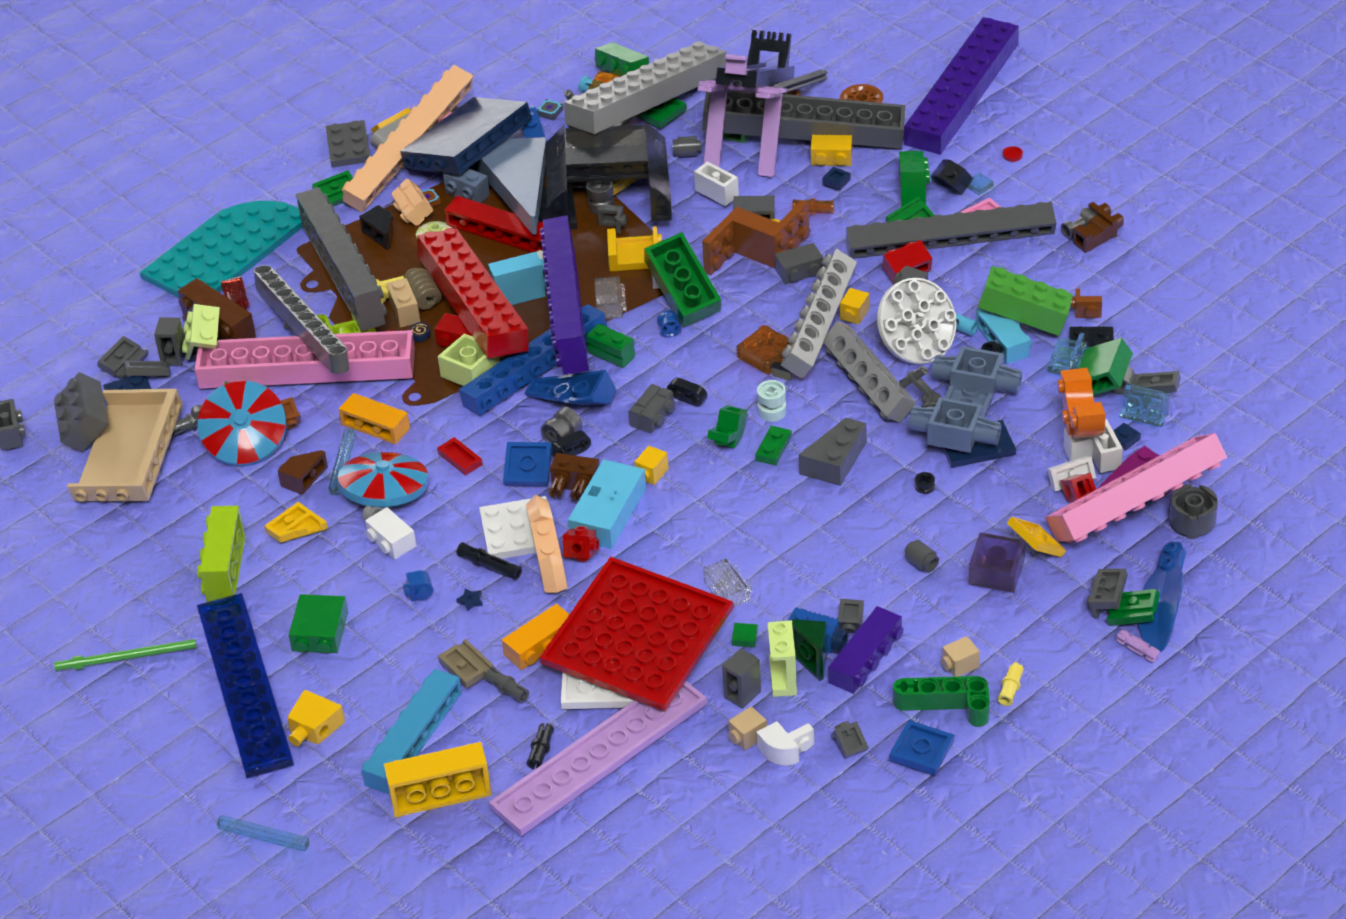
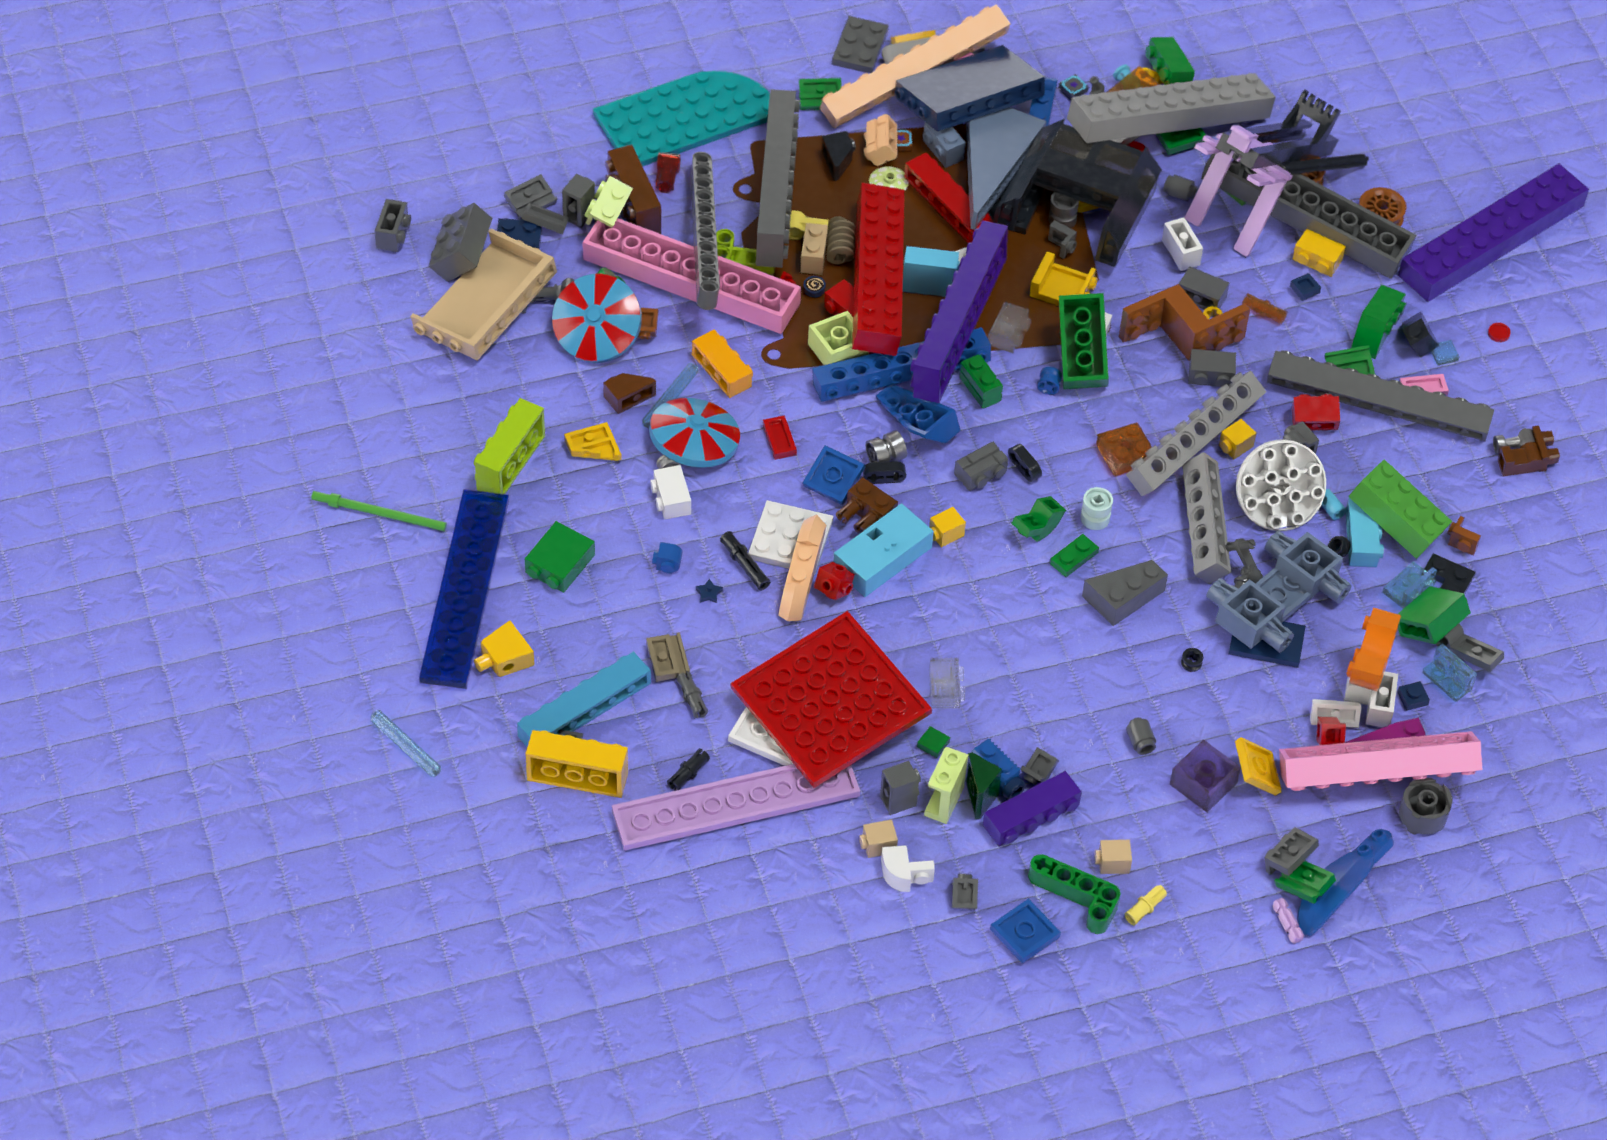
camera: 20 degrees right, 10 degrees up
(530, 640) = (737, 659): light orange brick -> none
(780, 372) = (1124, 479): olive piece -> none

